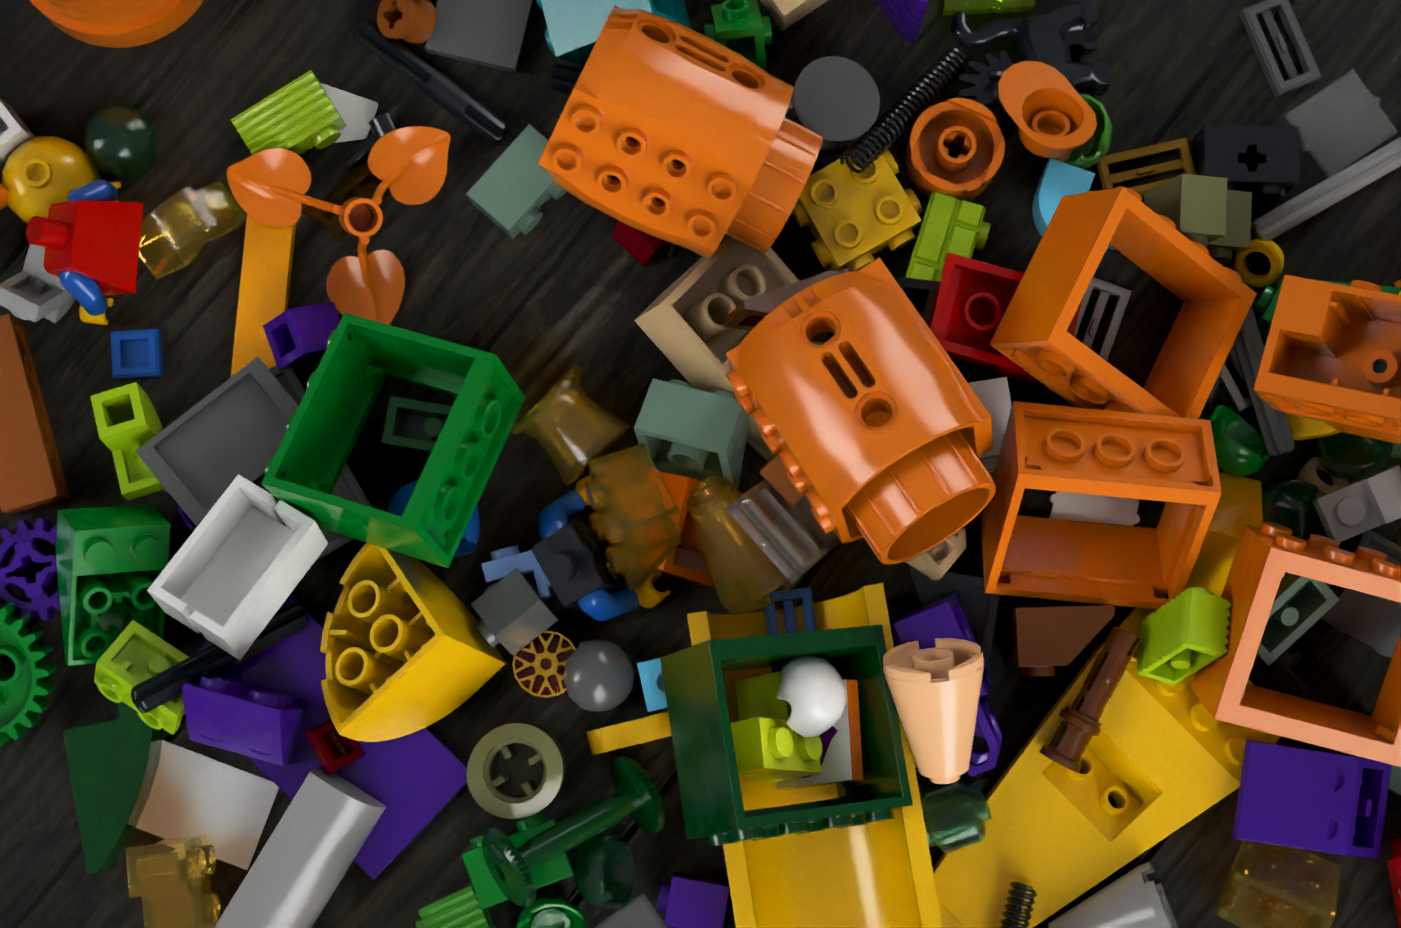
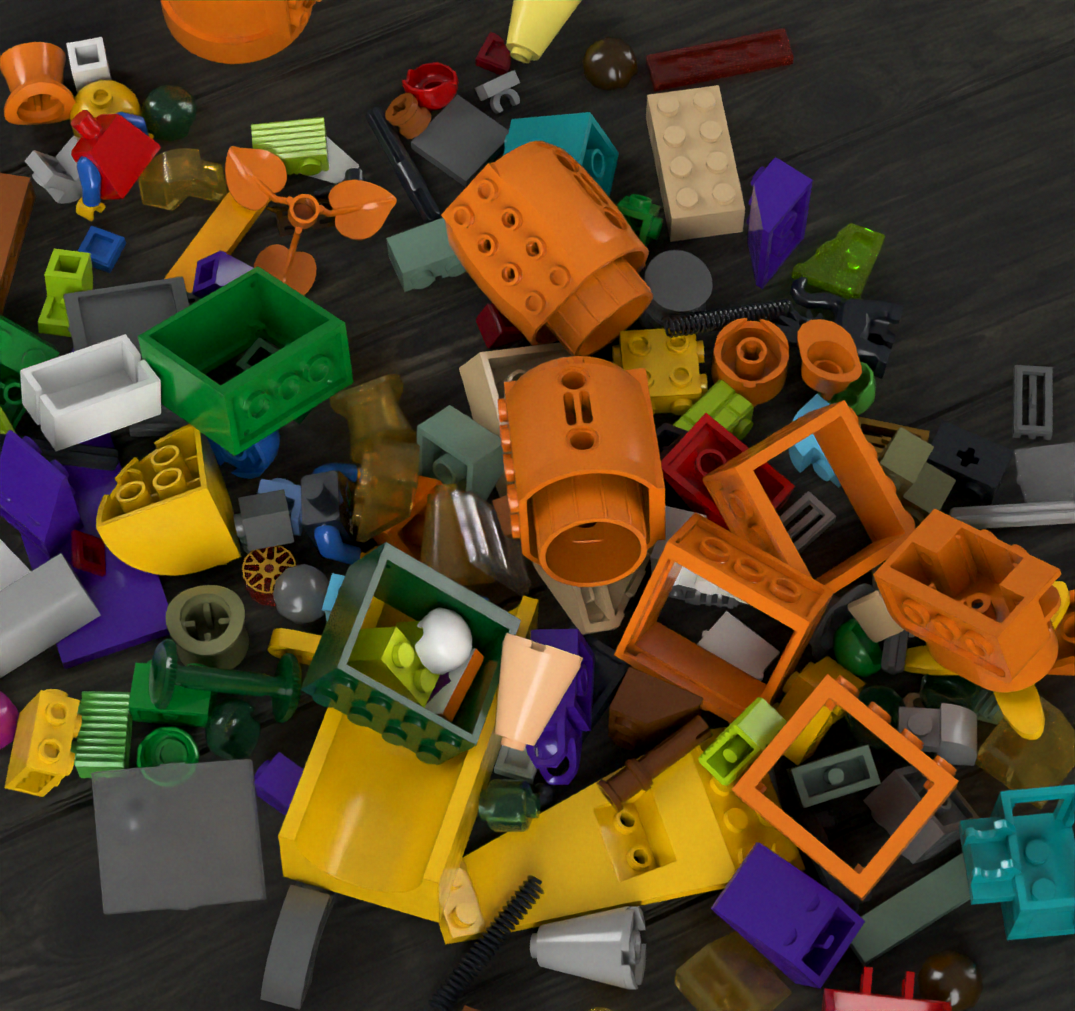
camera: 25 degrees right, 20 degrees down
(1240, 403) = (874, 617): none -> tan slope

